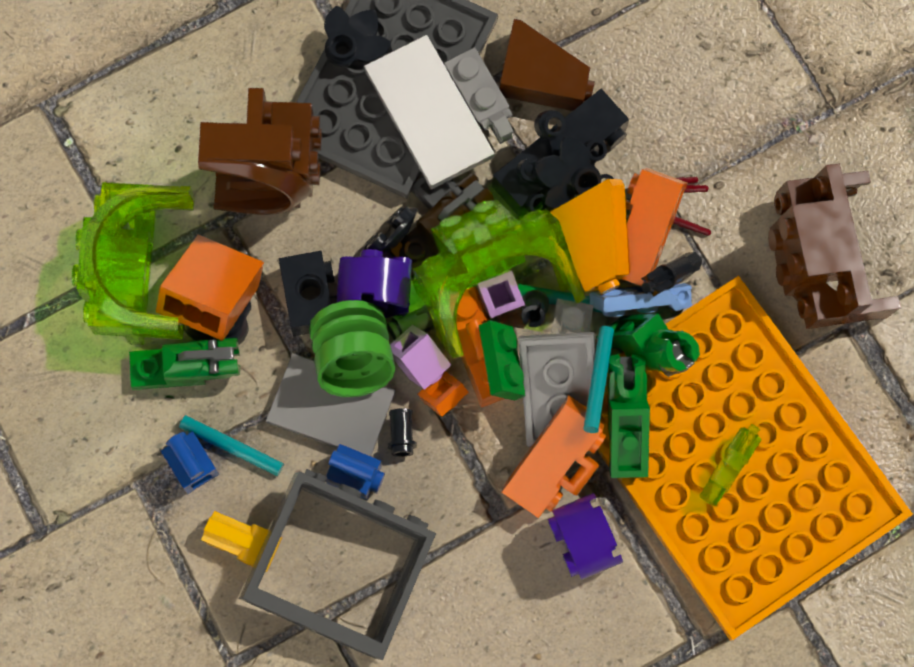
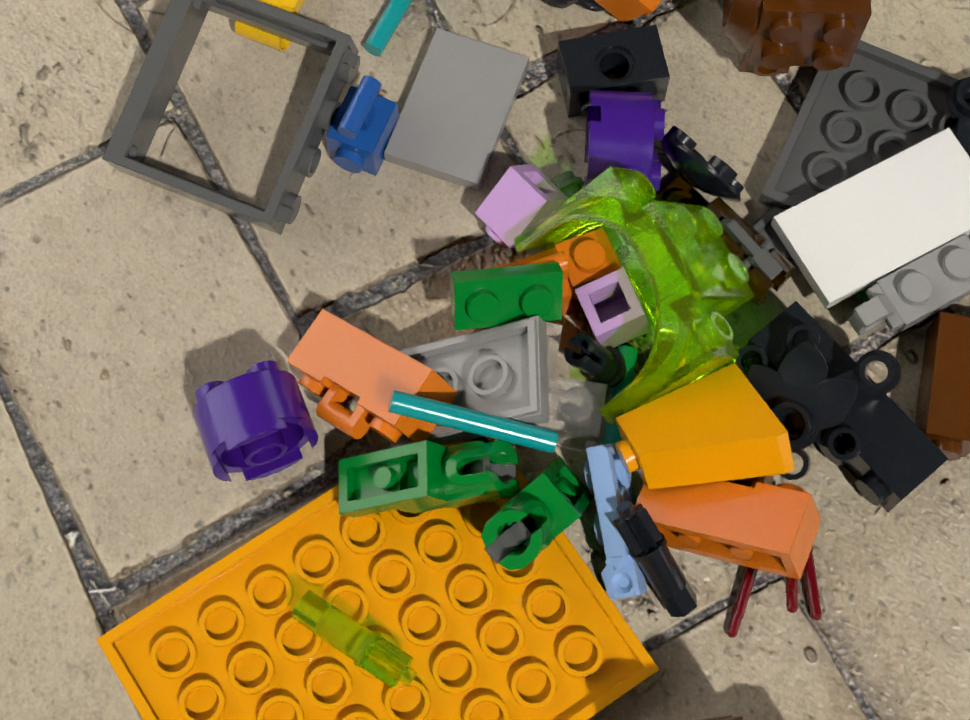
camera: 95 degrees right, 5 degrees down
(351, 348) = (527, 109): bright green wheel -> none
(401, 433) = (418, 193): black pin -> none
(443, 394) = (470, 243): orange plate -> none

